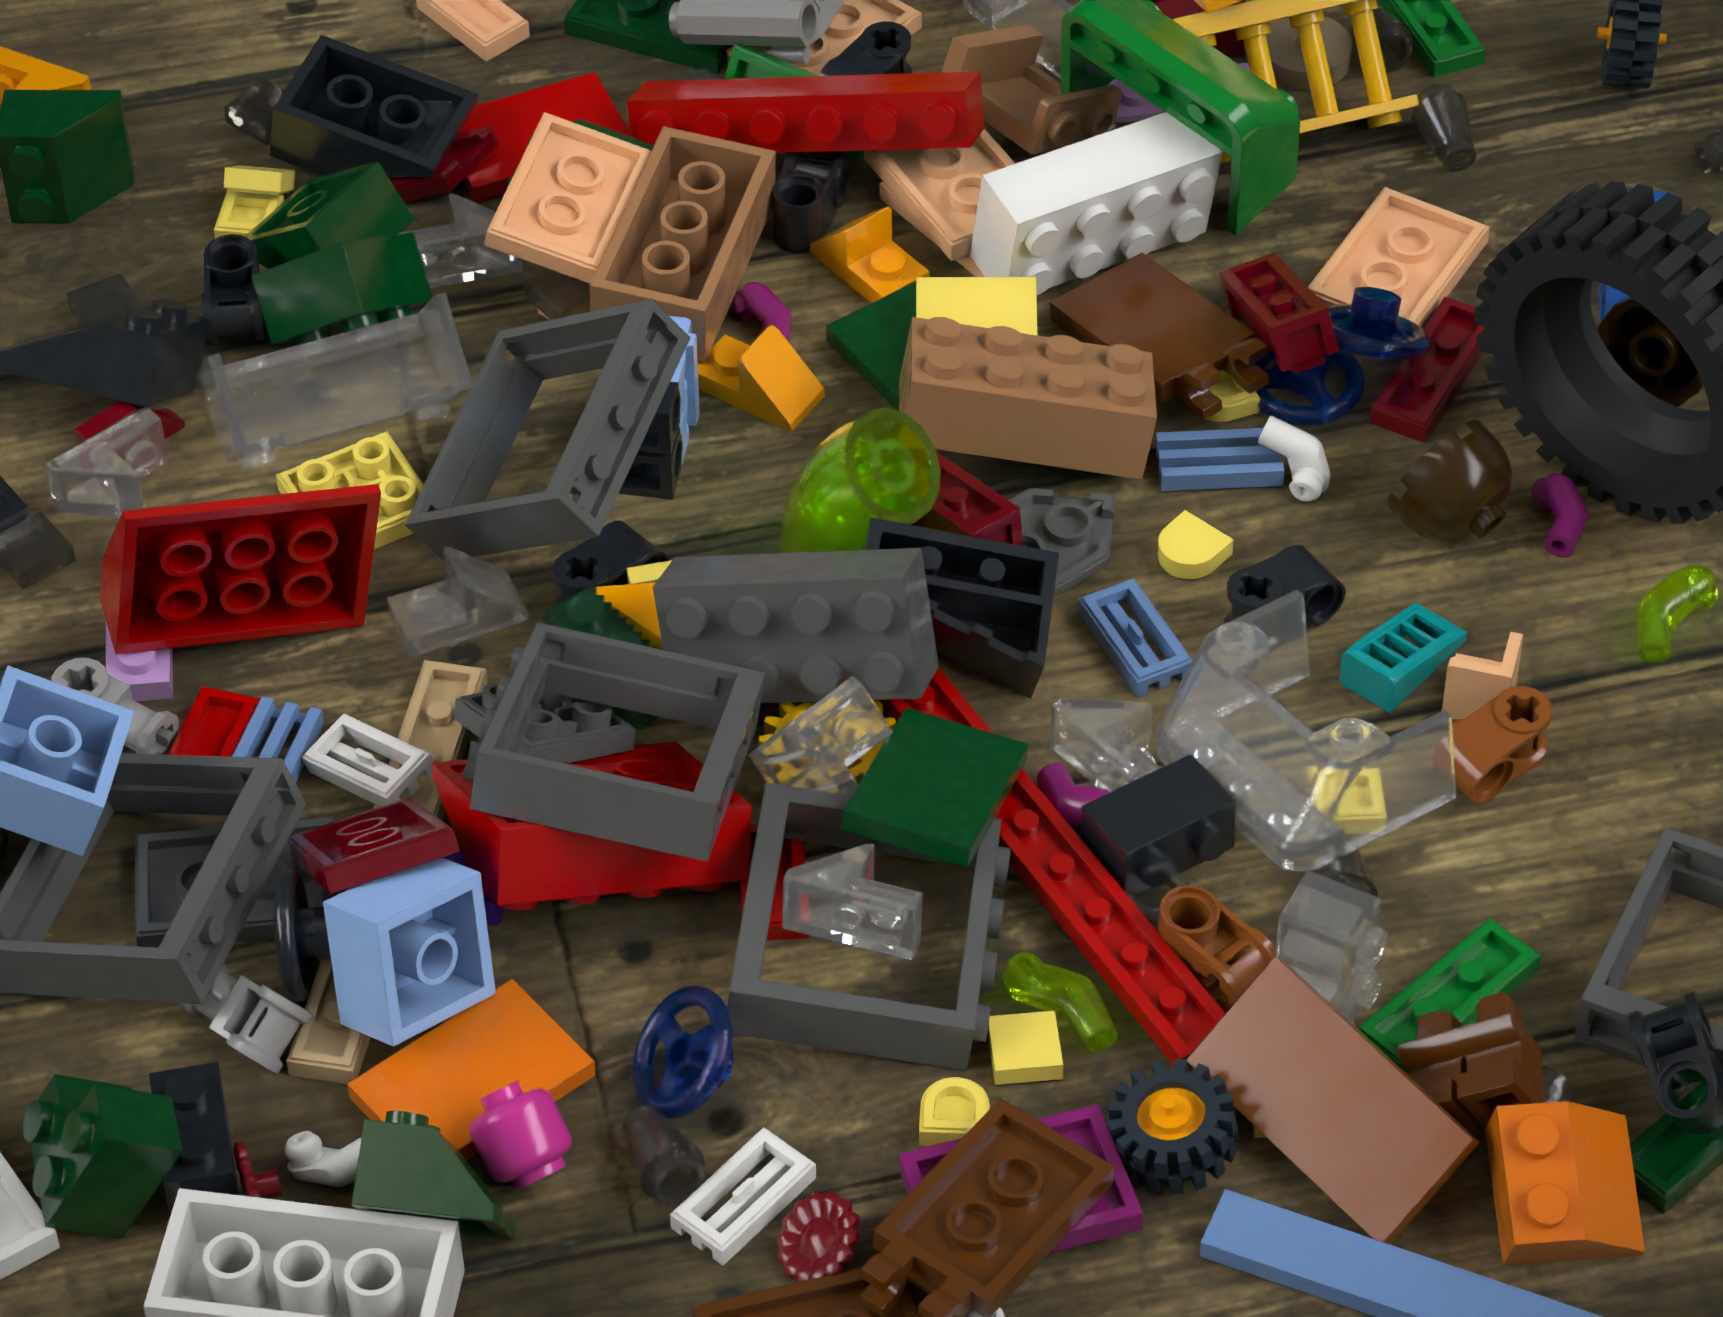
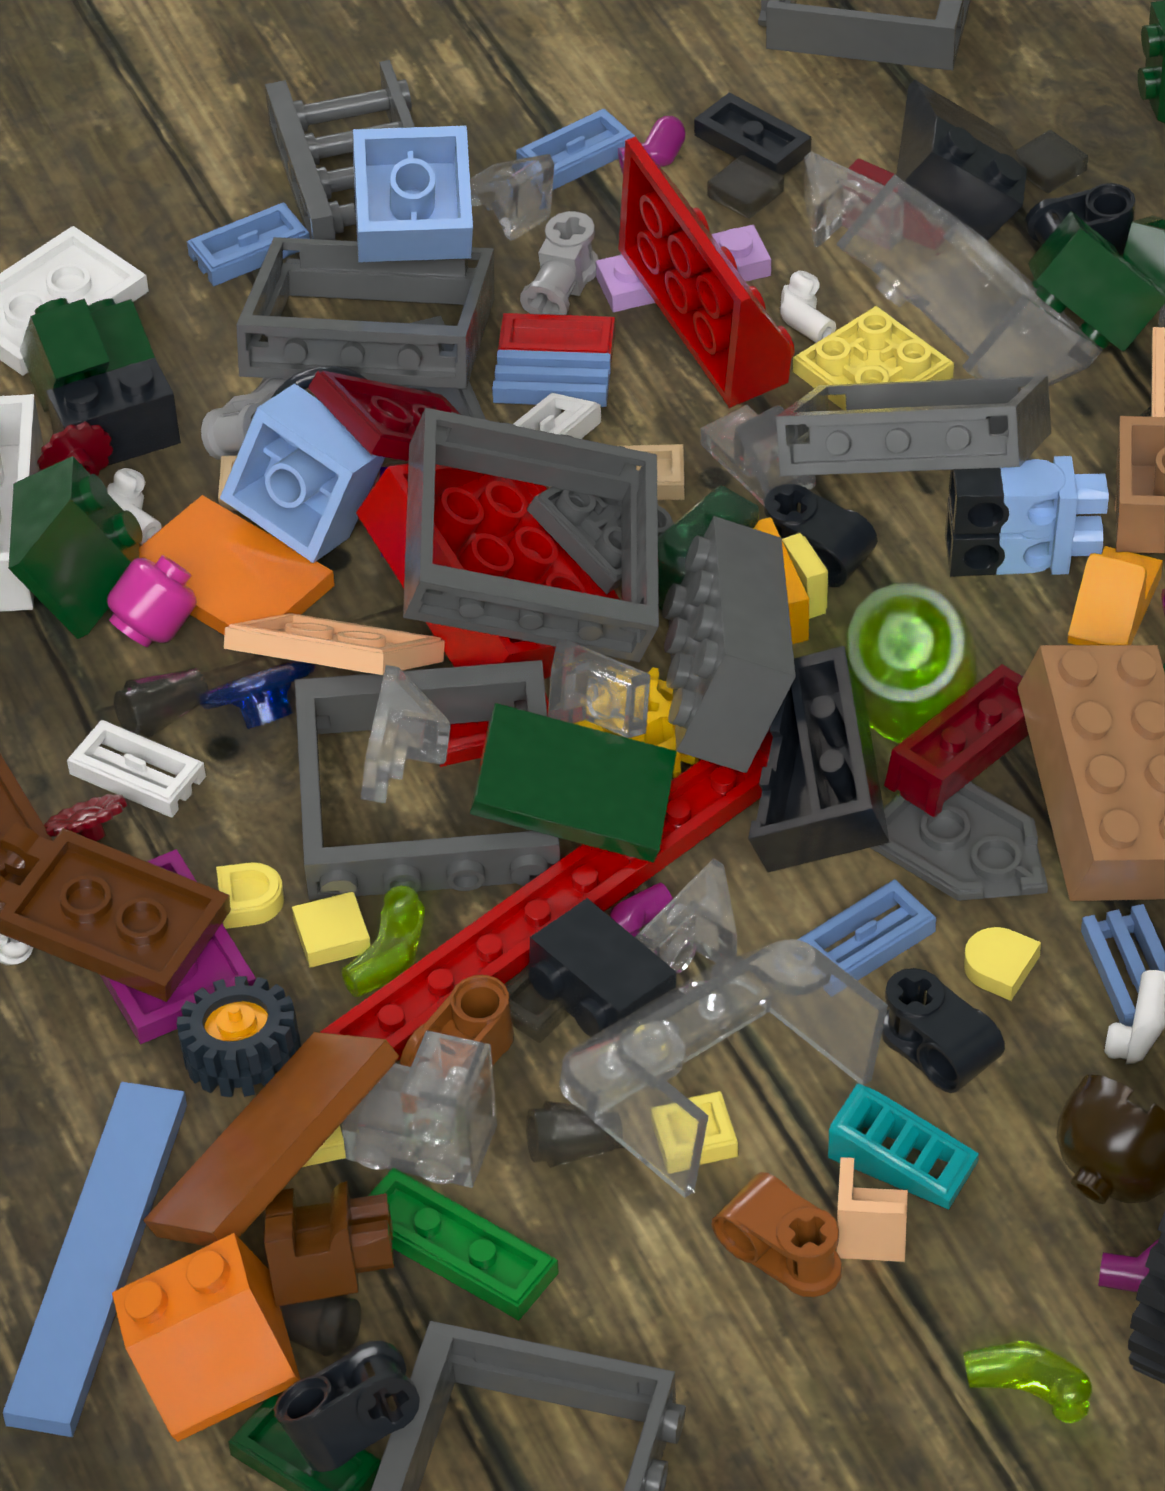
camera: 80 degrees right, 0 degrees up
(663, 966) = (334, 643): none -> light nougat tile

